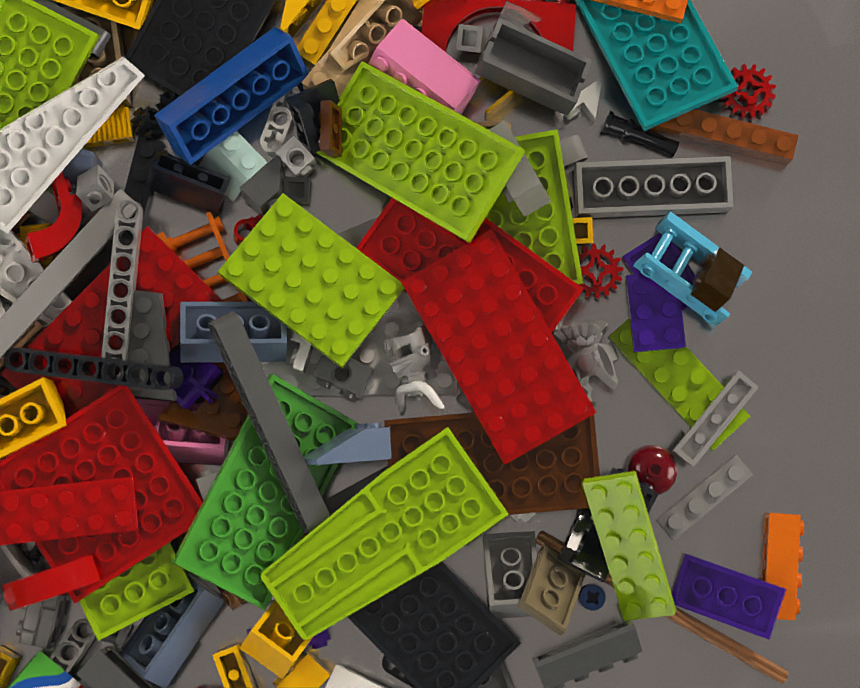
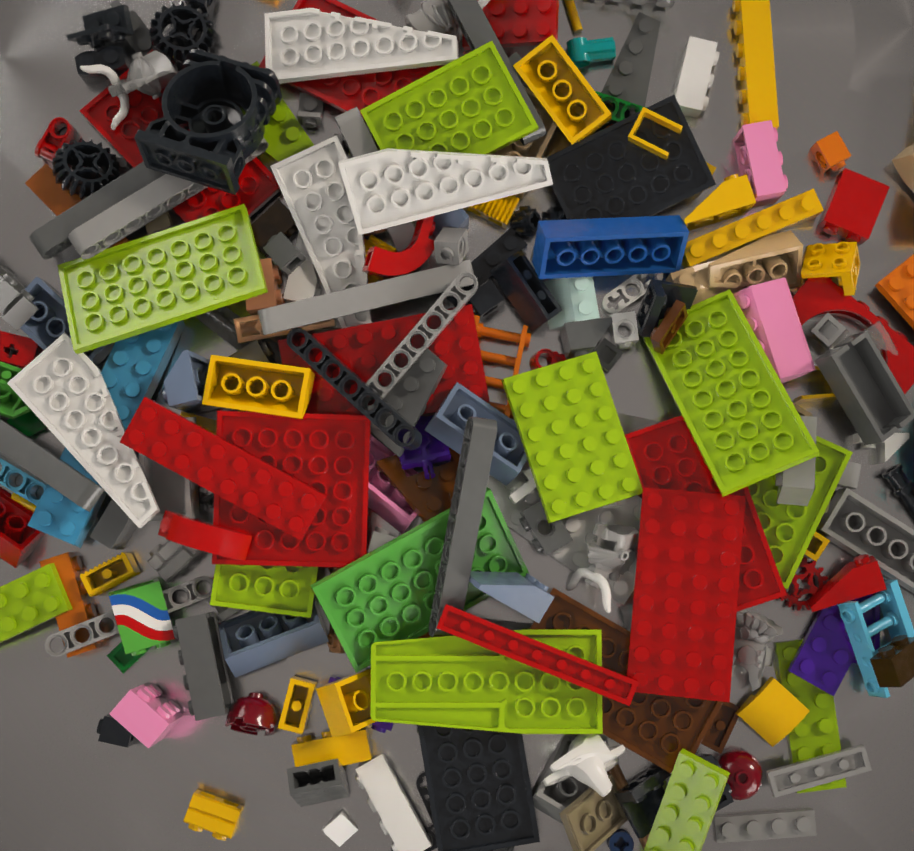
camera: 30 degrees right, 0 degrees up
(159, 214) = (486, 299): none -> black brick
(406, 485) = (537, 654): none -> red plate
(513, 548) = (588, 762): none -> white piece
(609, 439) = (721, 727): none -> reddish brown plate
(634, 239) = (851, 582): none -> red slope
(644, 396) = (772, 712): none -> yellow slope

